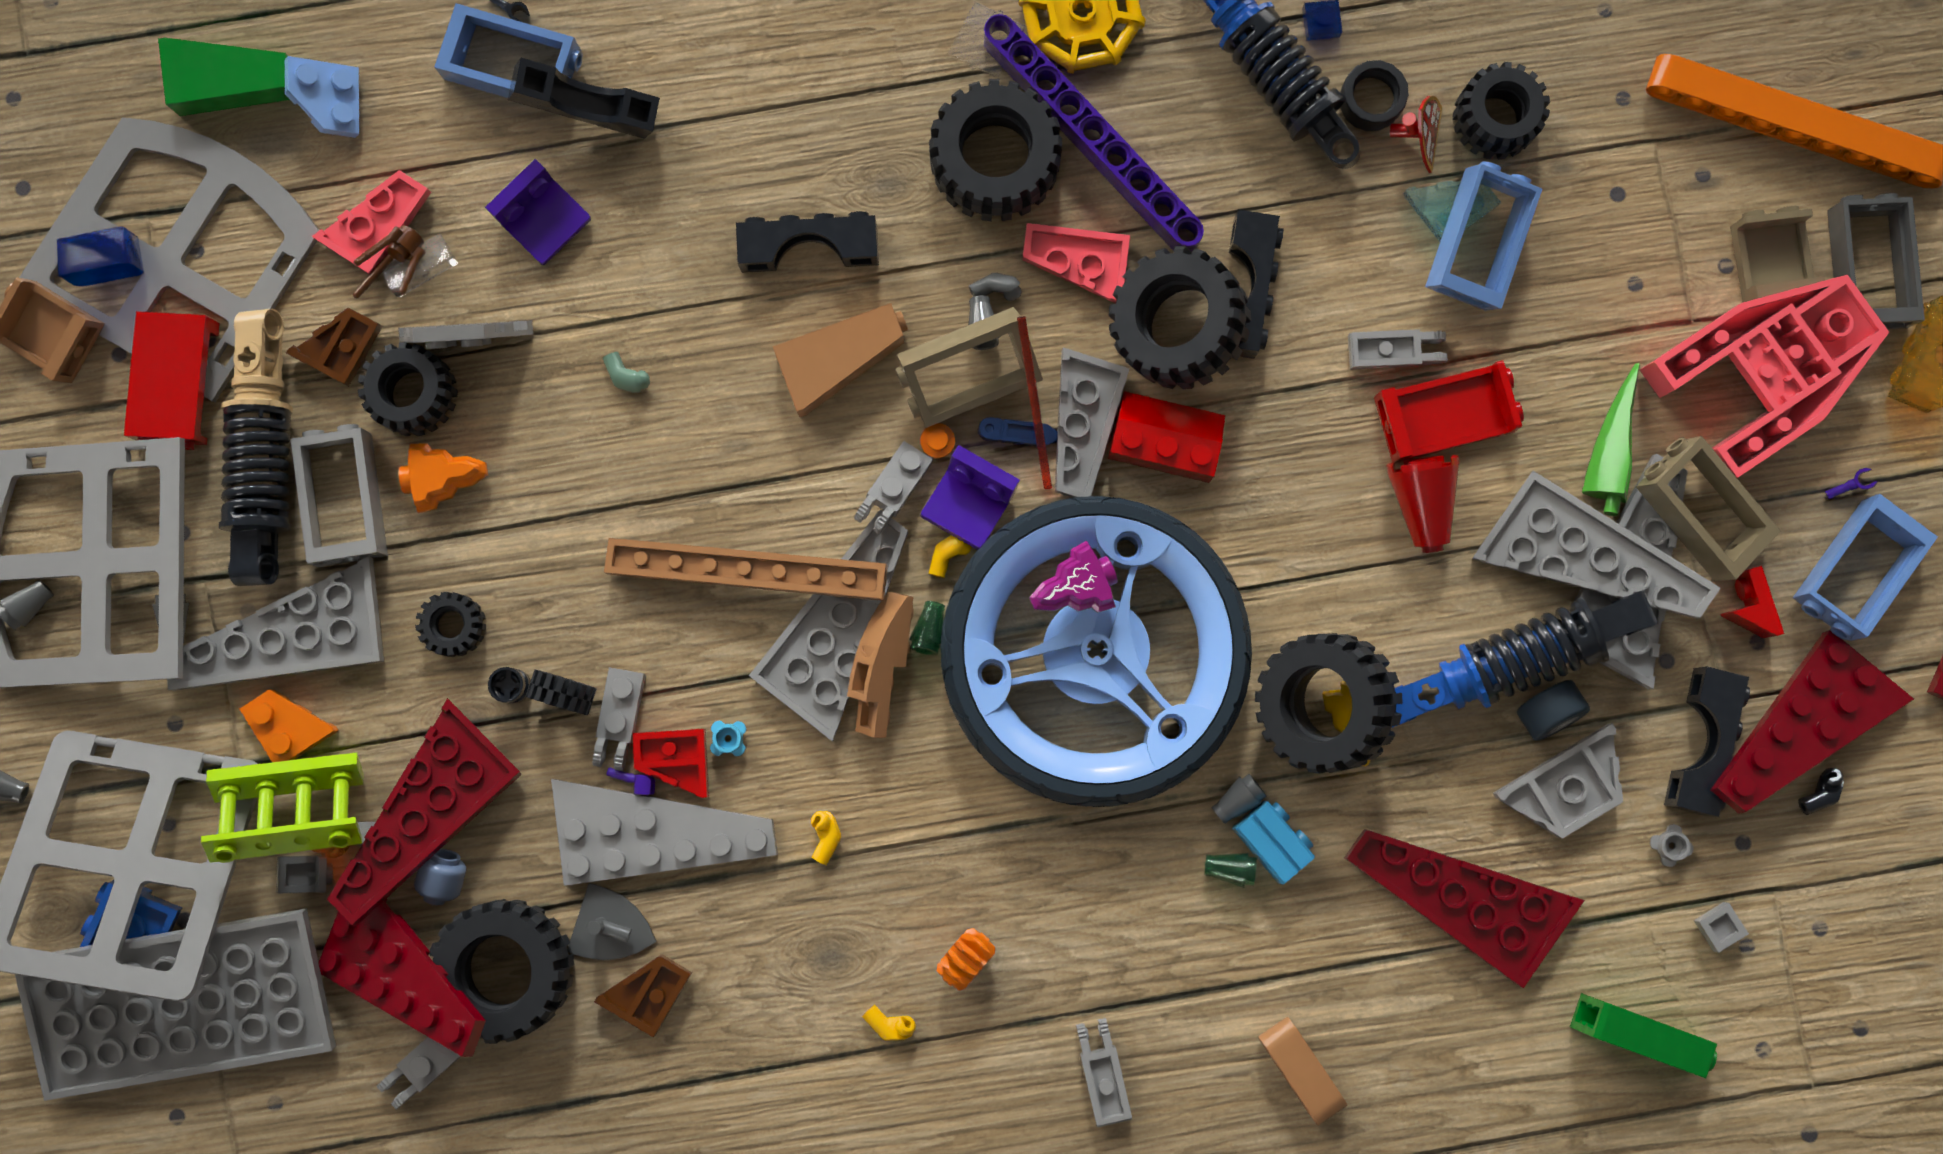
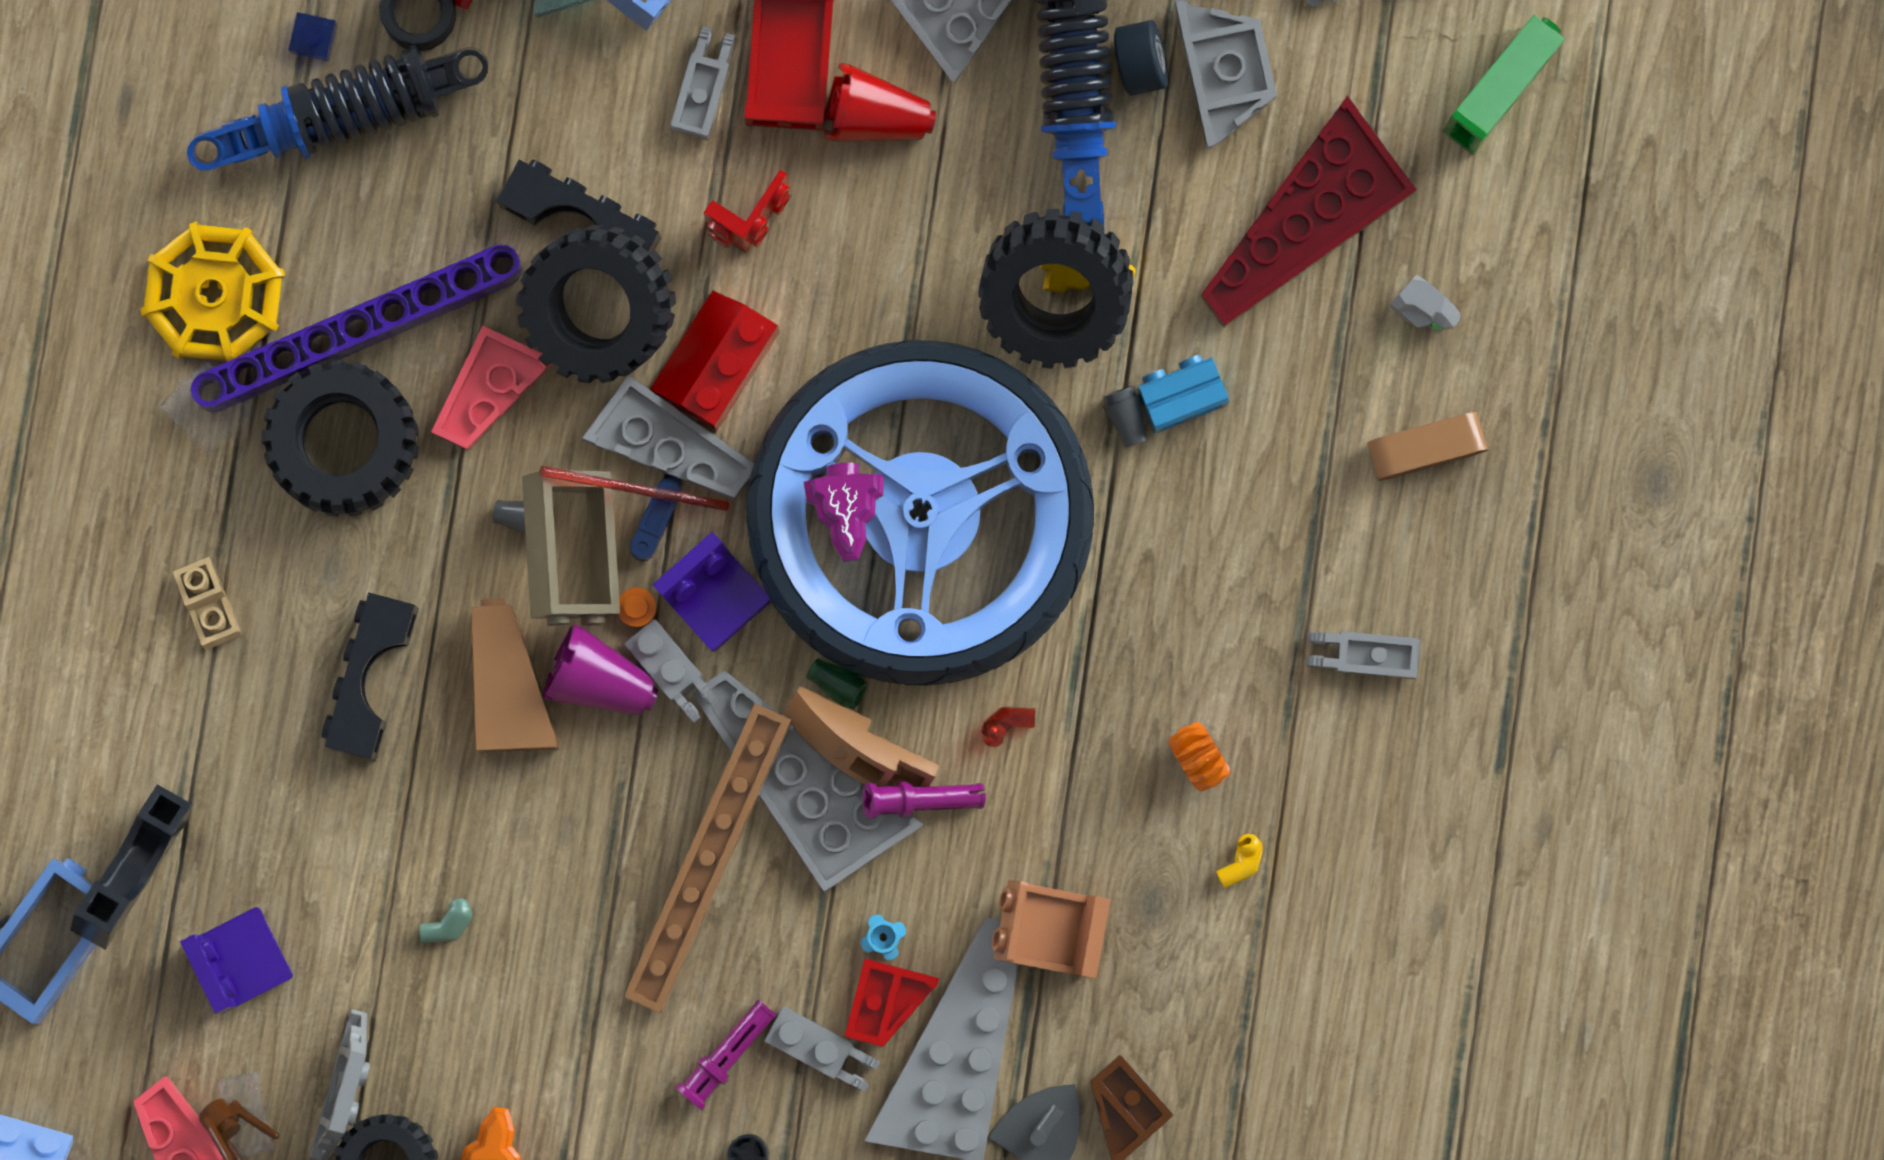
camera: 75 degrees left, 0 degrees up
(561, 692) = (775, 1097): black tyre -> none
(572, 633) = (714, 1069): none -> magenta pin
(642, 783) = (902, 1044): dark purple hand -> none
(777, 879) = (1050, 929): none -> nougat panel
(827, 94) = (207, 603): none -> tan slope
(828, 833) = (1021, 862): yellow arm -> none
(847, 719) = (905, 799): none -> magenta pin
(867, 427) = (597, 676): none -> magenta cone
(942, 779) = (1003, 720): none -> clear red arm
(943, 552) = (759, 639): yellow arm -> none
(997, 283) = (484, 486): dark grey arm -> none
(1232, 868) = (1196, 447): clear green cone -> none
(1287, 429) = (730, 229): none -> red bracket
(1424, 1029) = (1425, 306): none -> light grey rock

